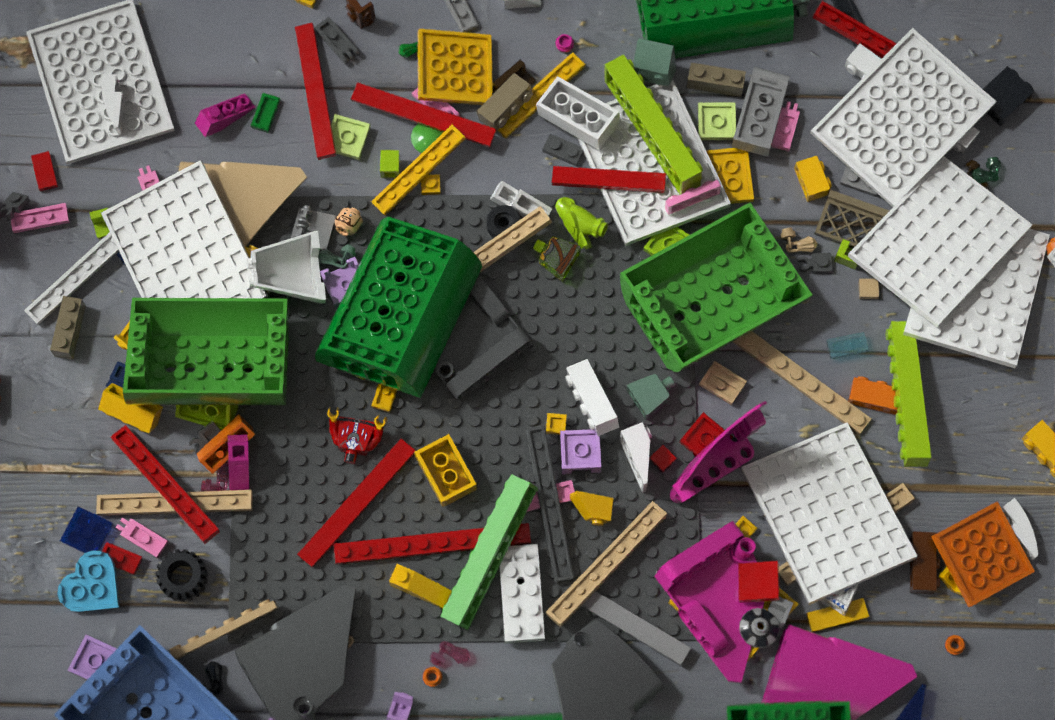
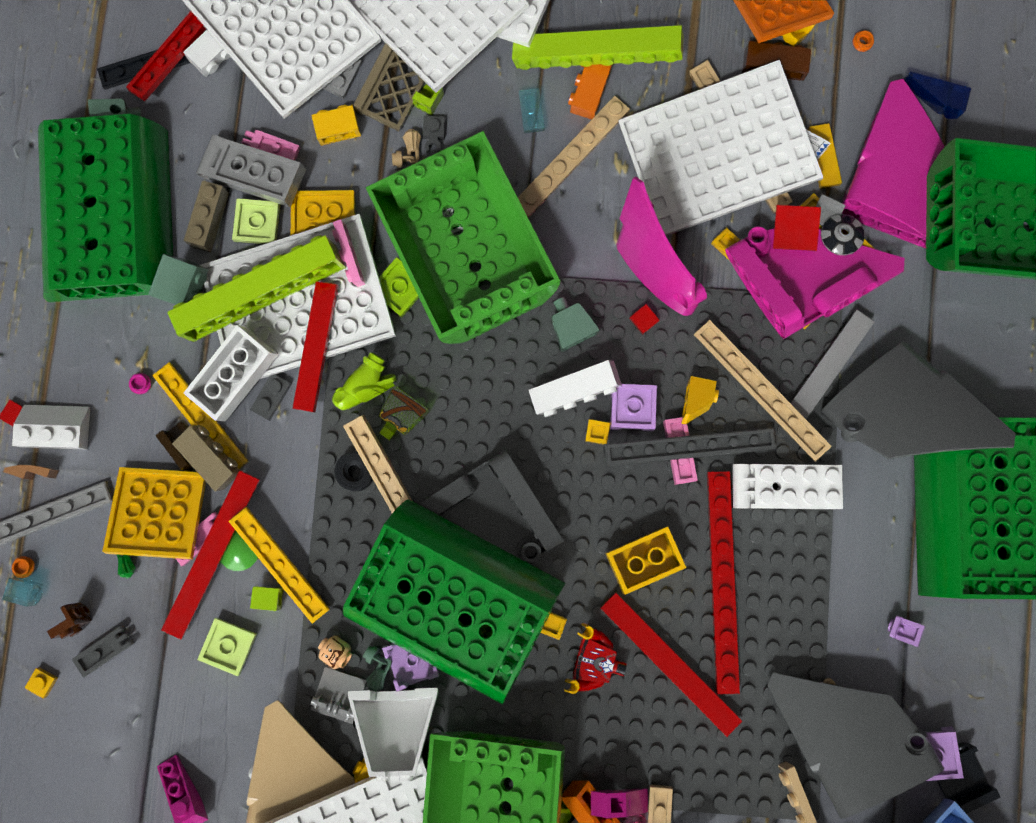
camera: 85 degrees left, 10 degrees up
(265, 112) = (184, 742): green tile -> none
(315, 91) = (165, 681): red tile -> none
(419, 586) = (772, 599): yellow slope -> none
(431, 185) = (297, 551): yellow plate -> none
(432, 670) = (875, 592): orange plate -> none
(459, 654) = (846, 561): clear pink piece -> none
(489, 551) = (745, 518): brick -> none
(519, 200) = (329, 452): white slope -> none
(636, 446) = (641, 342): white slope -> none
(701, 434) = (618, 275): red tile -> none
(723, 383) = (563, 246): tan plate -> none
(868, 289) = (468, 82): tan tile -> none

